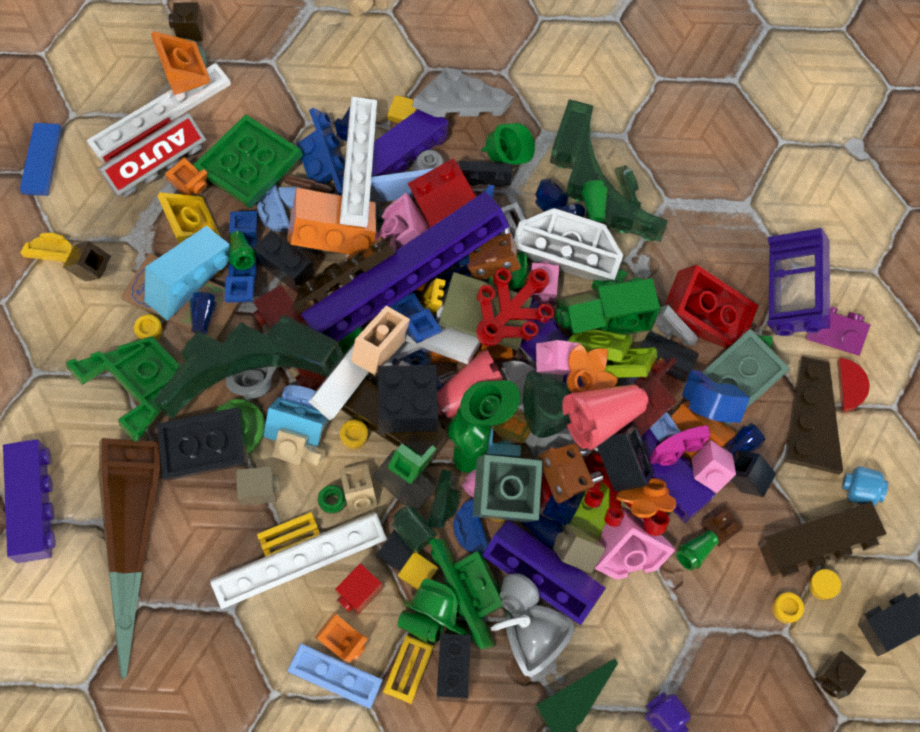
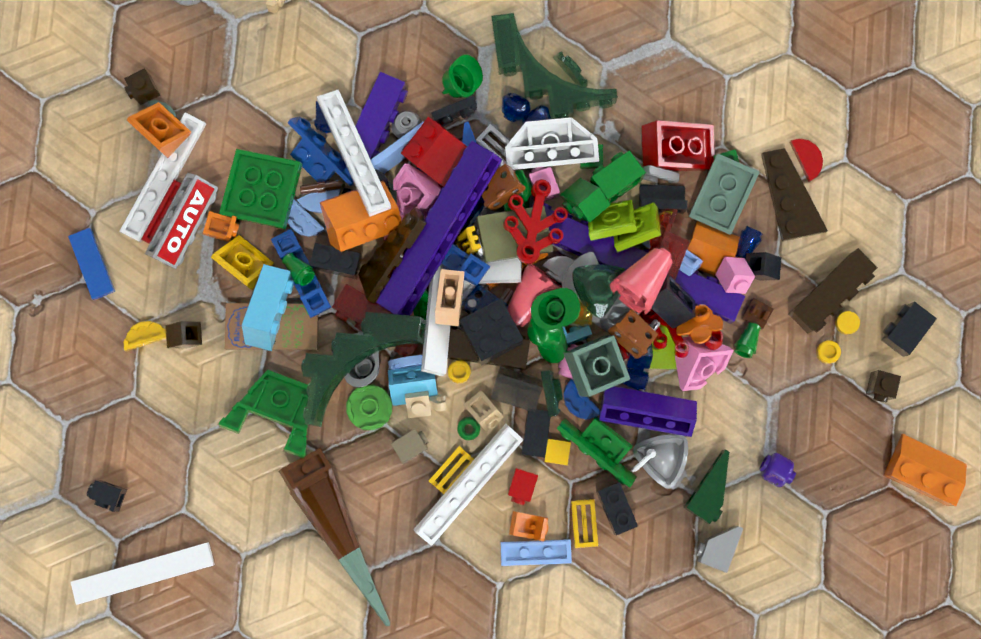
camera: 25 degrees left, 15 degrees up
(27, 501) = (247, 537): dark purple brick -> none
(148, 326) = (258, 363): yellow tile -> none
(201, 309) = (296, 333): clear blue cone -> none
(202, 444) = (353, 435): black plate -> none
(400, 109) = (359, 83): yellow tile -> none
(409, 463) = (517, 378): green panel -> none
(413, 529) = (540, 424): clear green brick -> none
(420, 626) = (579, 489): green cone -> none
(438, 603) = (585, 470): green piece -> none
(462, 94) = (402, 51): light grey plate -> none
(518, 593) = (638, 436): light grey cone -> none
(553, 357) = (590, 250): bright pink brick -> none
(578, 548) = (665, 382): dark tan brick -> none
(590, 368) = (618, 249): orange plate -> none
(595, 198) = (554, 99): green cone -> none
(672, 448) = (702, 277): dark pink slope -> none
(714, 400) = (715, 225): blue brick -> none
(799, 282) = (738, 94): dark purple door -> none
(845, 332) = (780, 117): magenta bracket -> none
(865, 486) = (848, 236): dark azure head -> none

